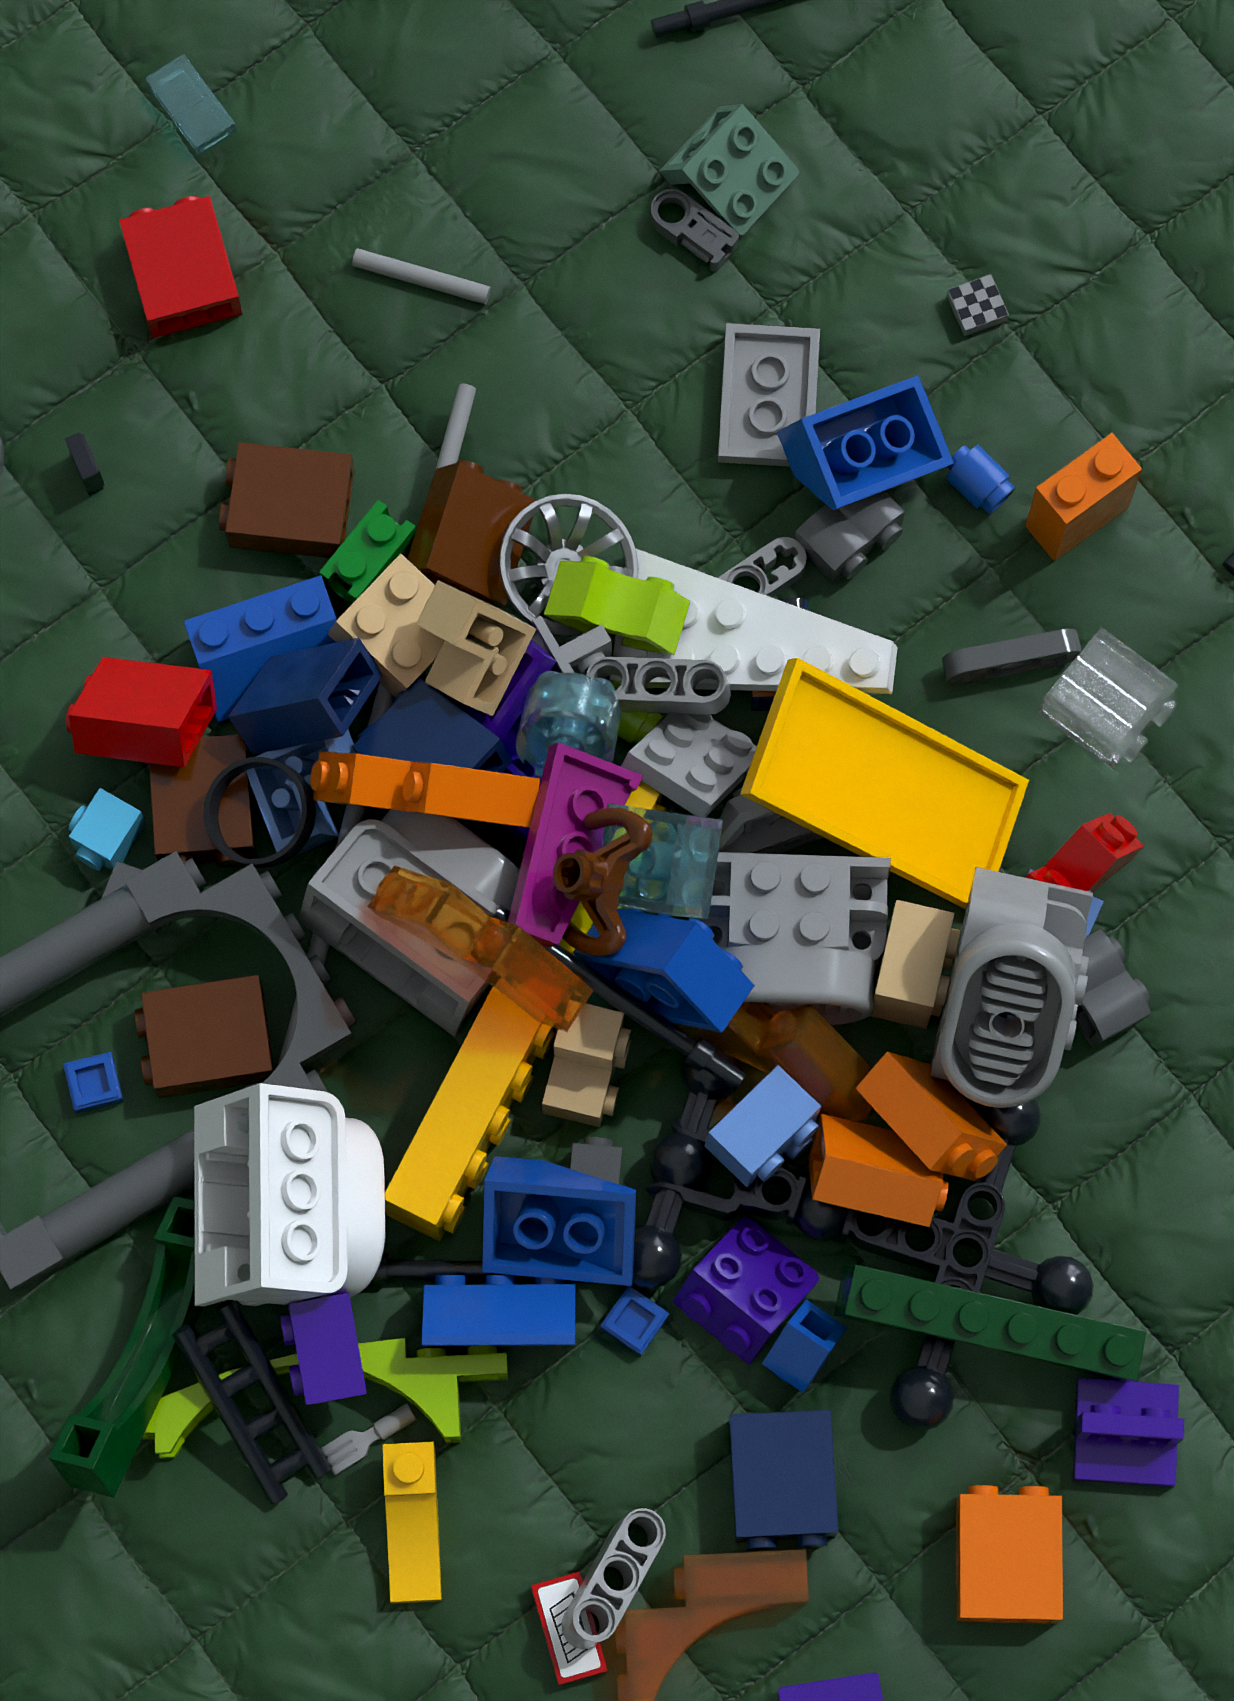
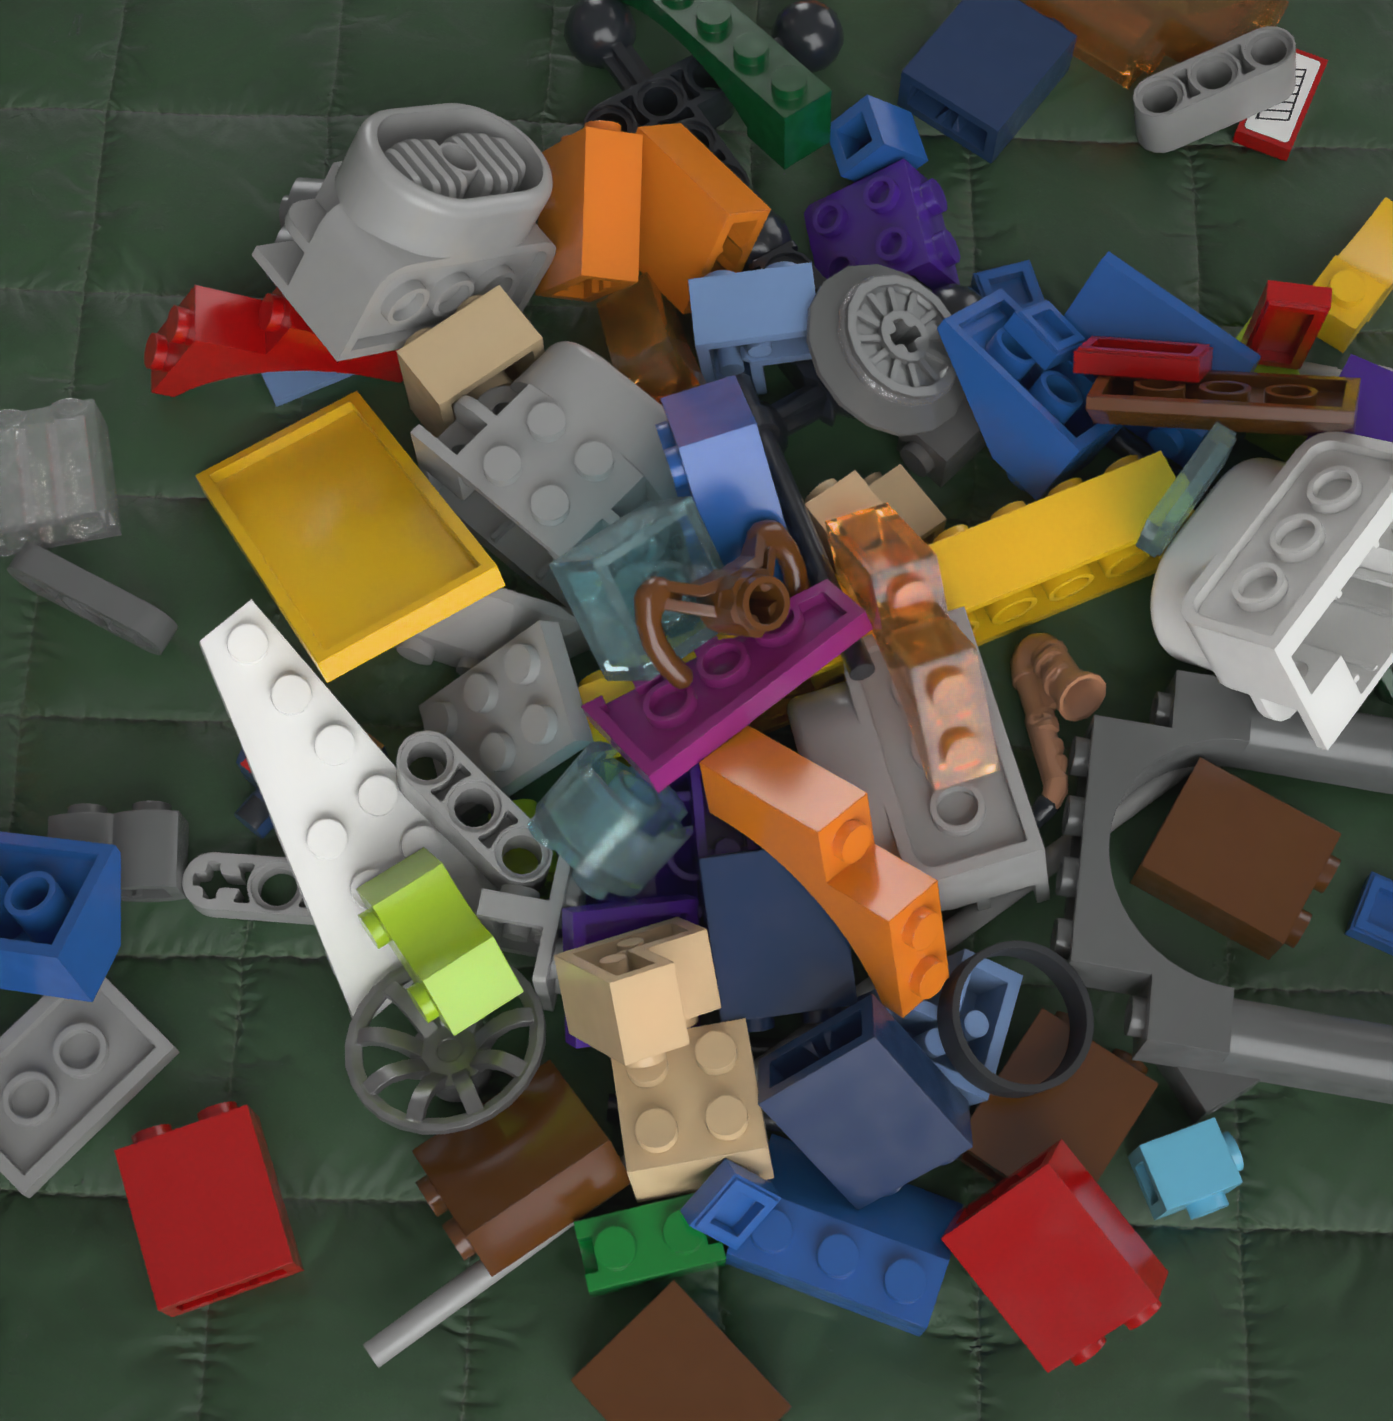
camera: 140 degrees left, 5 degrees down
(335, 589) = (730, 1204): none -> blue tile
(388, 1046) = (1047, 681): none -> nougat piece
(395, 1192) = (1186, 490): none -> clear light blue tile
(418, 1280) = (1233, 398): none -> reddish brown slope
(422, 1378) = (1287, 322): none -> red tile
(494, 1284) = (1143, 359): none -> red tile
(573, 1264) = (1044, 334): none -> blue tile
(622, 395) = (207, 1208): none -> red brick
(690, 1152) = (853, 350): none -> dark grey piece

